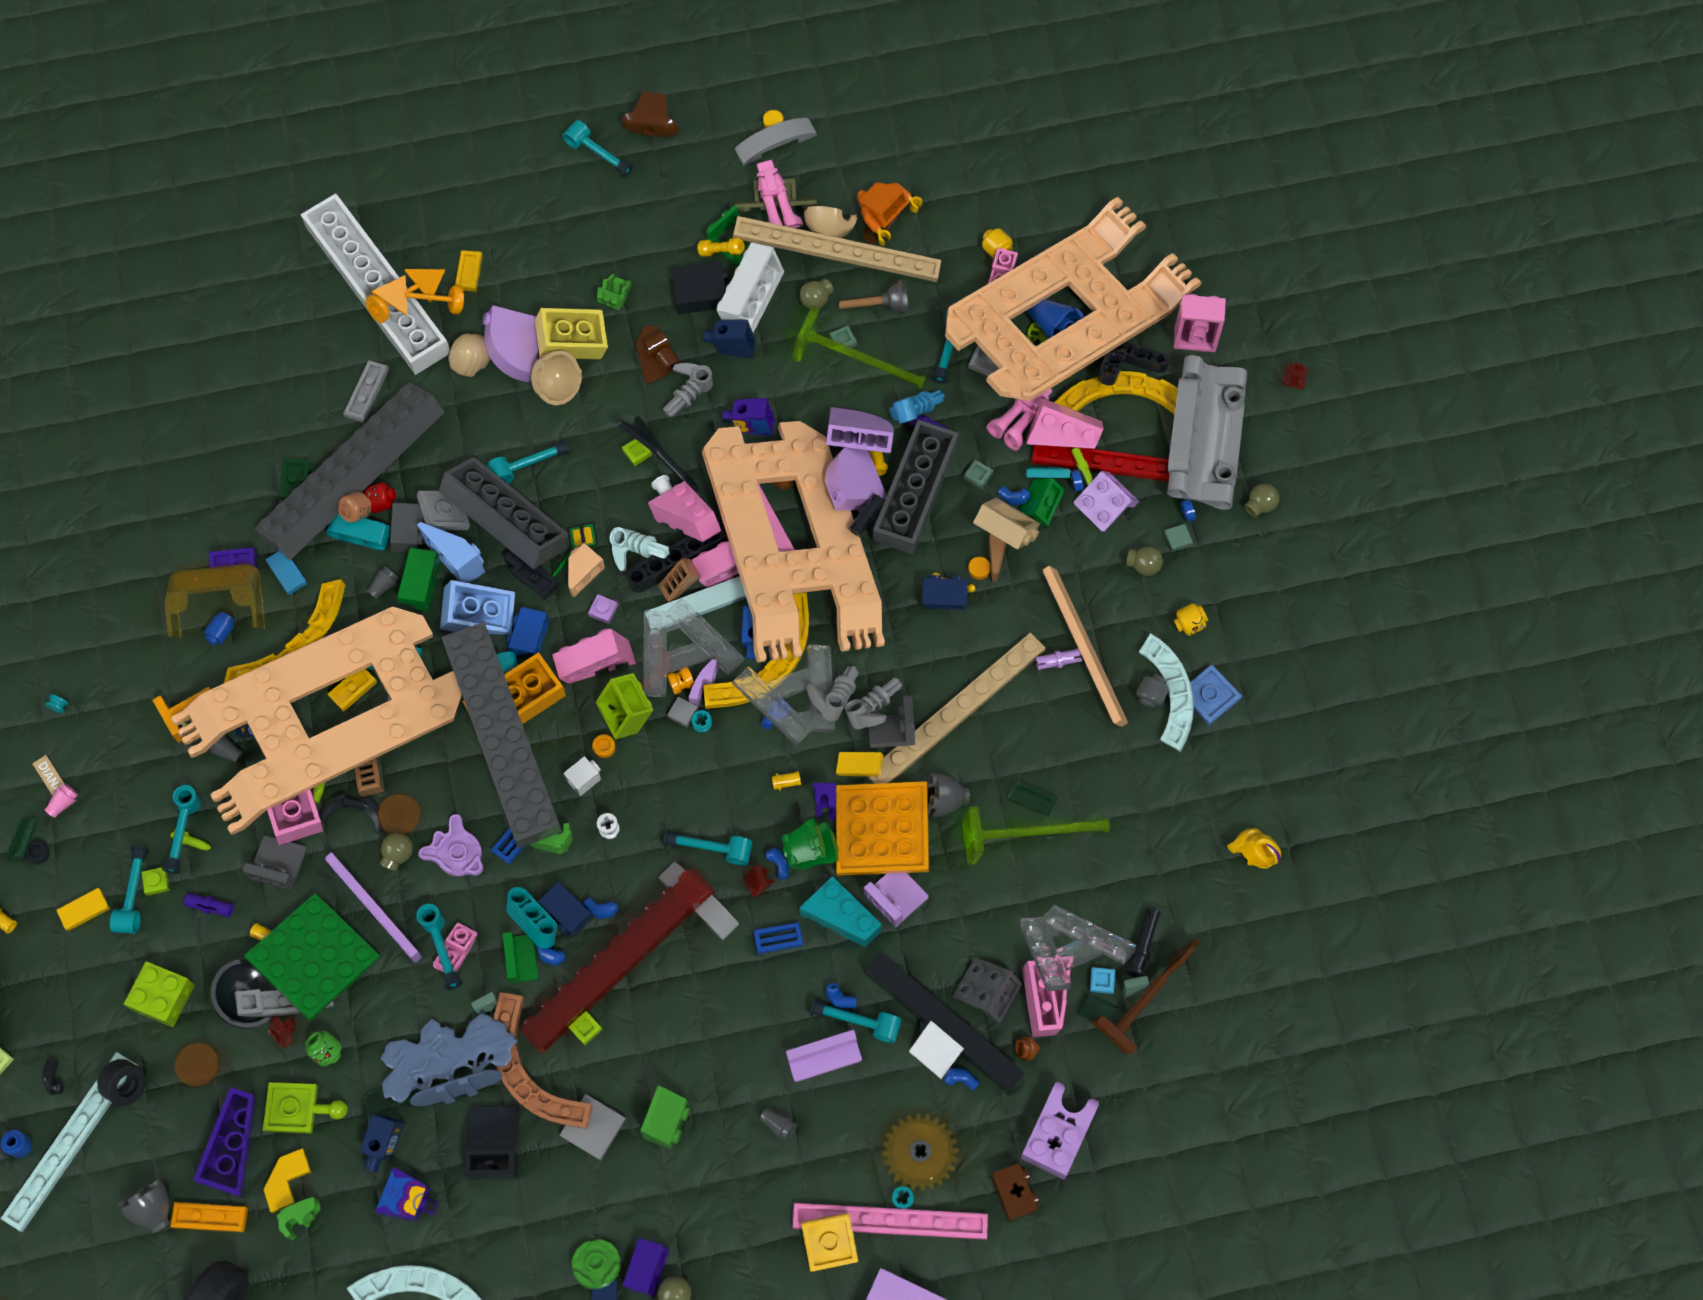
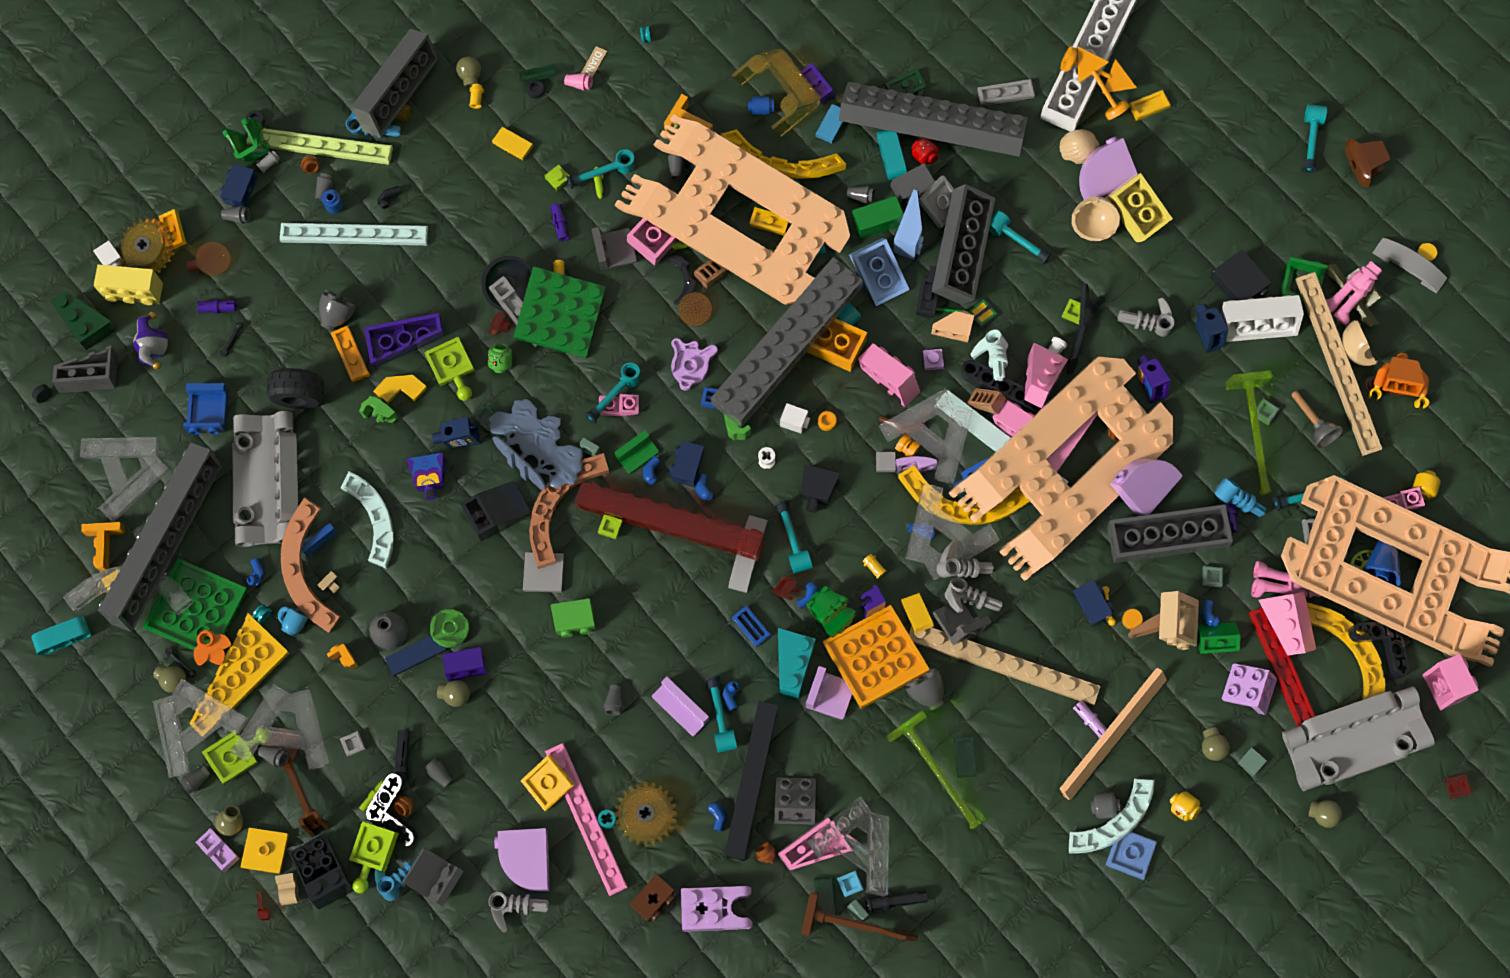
camera: 65 degrees right, 5 degrees up
(126, 919) = (519, 175): teal piece -> none
(131, 1089) = (403, 250): black tyre -> none
(159, 994) = (479, 228): lime piece -> none
(196, 1065) = (446, 283): clear orange piece -> none
(354, 507) = (904, 139): nougat head -> none
(373, 907) = (617, 332): lavender tile -> none
(395, 849) = (666, 322): olive piece -> none
(528, 632) = (881, 317): blue brick -> none
(540, 927) = (674, 437): teal beam -> none
(613, 292) = (1197, 219): bright green hand -> none
(630, 706) = (864, 422): lime piece -> none
(655, 354) = (1164, 279): reddish brown panel -> none
(669, 791) = (818, 486): none -> black torso
(704, 714) = (884, 474): teal bush -> none
(734, 246) = (1279, 266): yellow piece -> none
(815, 293) = (1290, 369): olive piece -> none
(859, 430) = (1188, 463): lavender brick -> none
(866, 515) = (1119, 508): black pin -> none
(878, 461) = (1175, 494): yellow pin -> none
(936, 1049) = (727, 785): white sticker -> none
(1047, 472) = (1245, 629): teal tile -> none
(1076, 480) = (1252, 655): blue tile -> none
(1082, 465) = (1267, 653): lime piece -> none
(1188, 510) = (1279, 757): blue tile -> none
(1256, 848) = (1021, 950): yellow hair -> none

